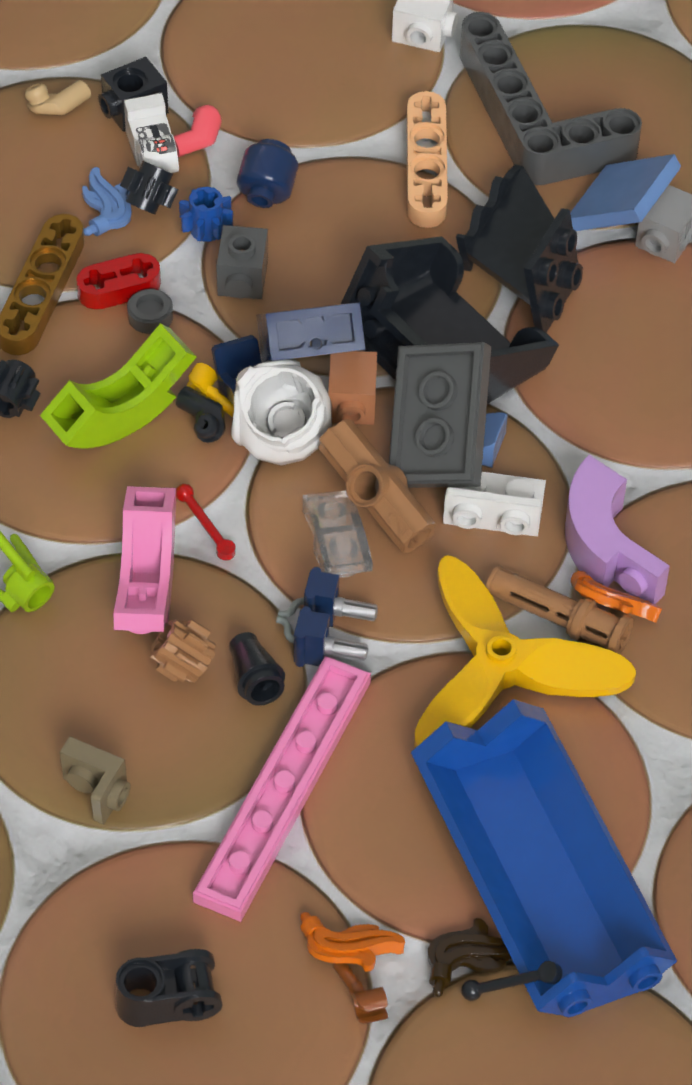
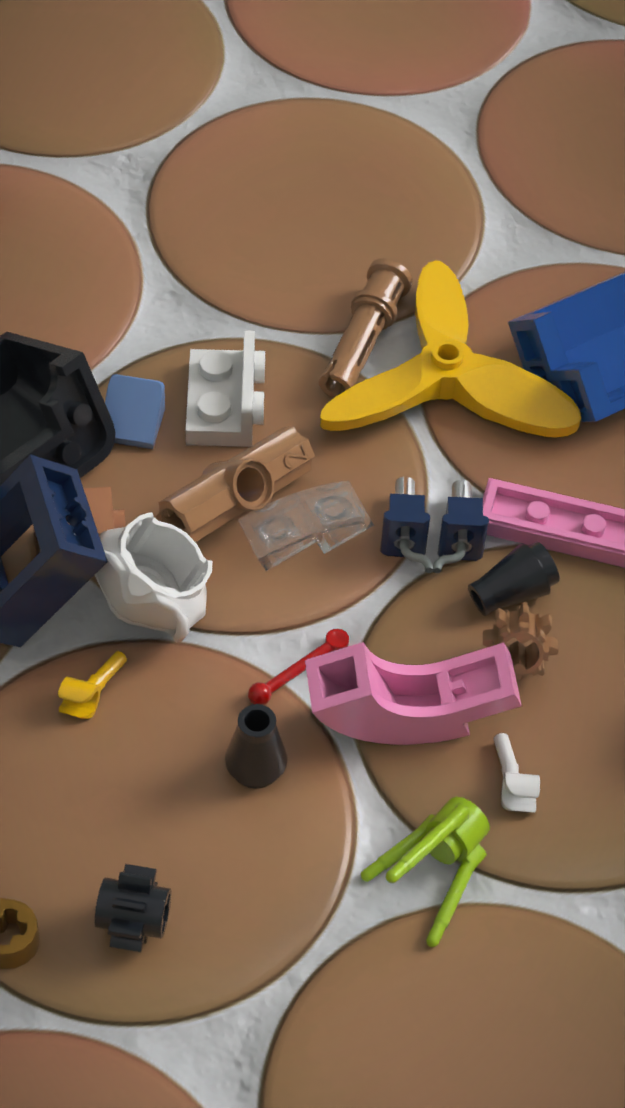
camera: 100 degrees left, 0 degrees up
(60, 633) = (518, 789): none -> white hand
(122, 468) = (256, 749): none -> black cone
(124, 401) = (133, 773): lime arch -> none
(208, 414) = (134, 682): black arm -> none
(231, 359) = (75, 641): dark blue bracket -> none
(440, 414) = (140, 414): dark grey tile -> none
(598, 543) = (271, 301): lavender arch -> none
(613, 598) = (339, 290): orange piece -> none

